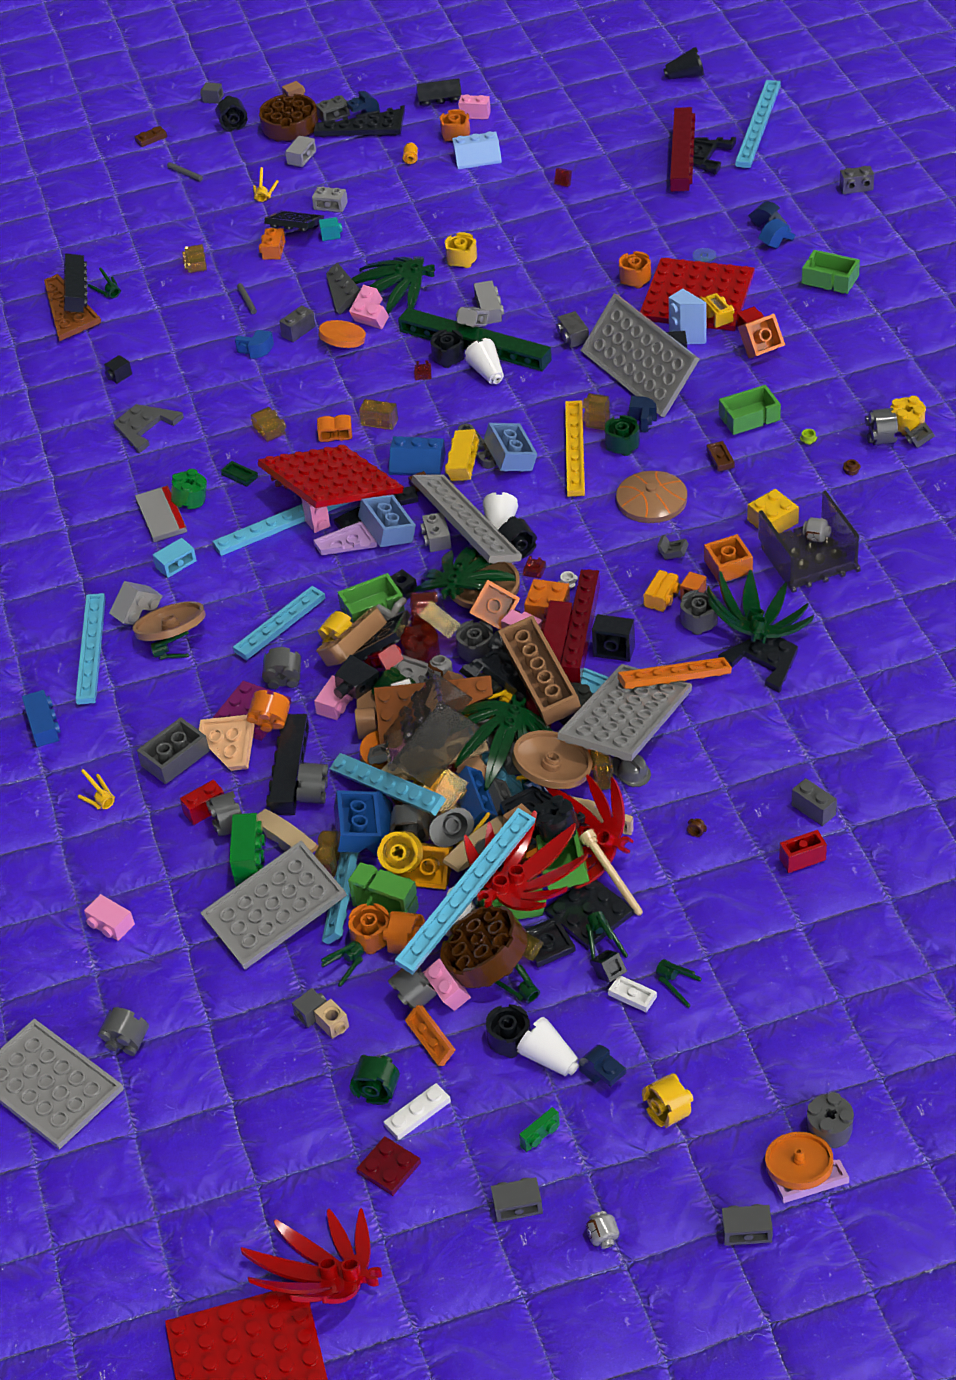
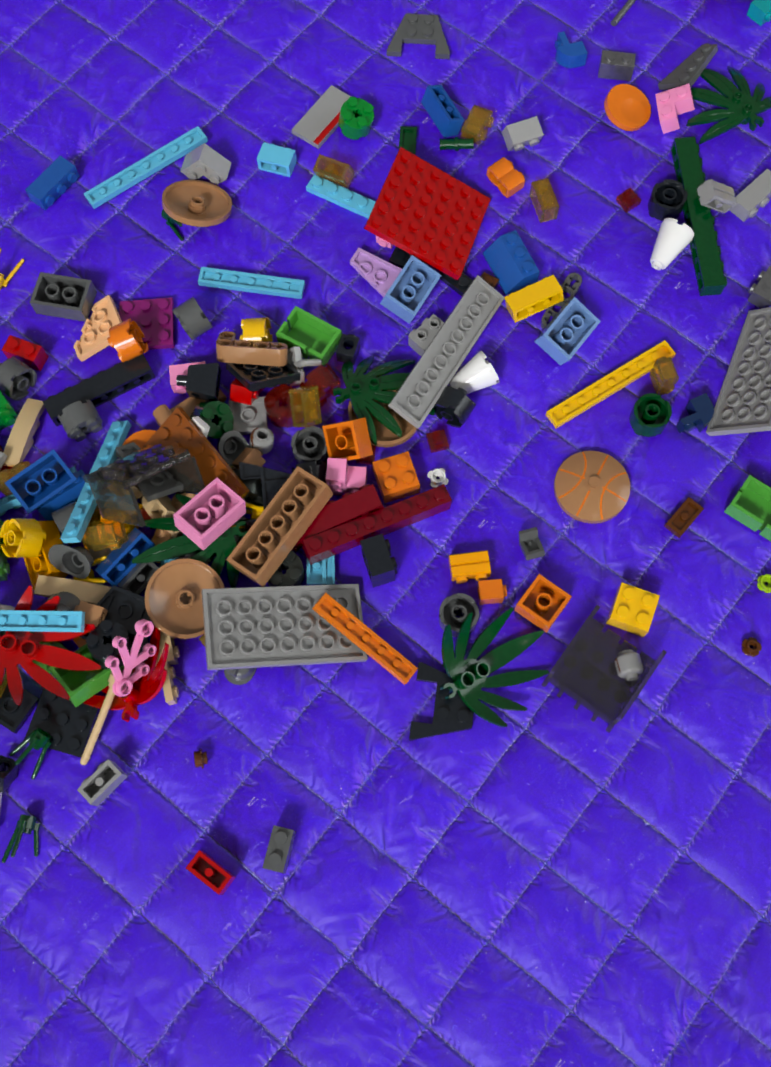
camera: 55 degrees right, 25 degrees up
(225, 522) = (333, 170): none -> clear yellow brick
(236, 436) = (442, 111): none -> blue brick
(273, 443) = (450, 144): none -> dark green pin
(306, 400) = (522, 134): none -> light grey brick
(495, 699) = (209, 513): none -> bright pink brick
(580, 808) = (124, 681): none -> bright pink plant
(670, 895) = (102, 782): none -> light grey brick

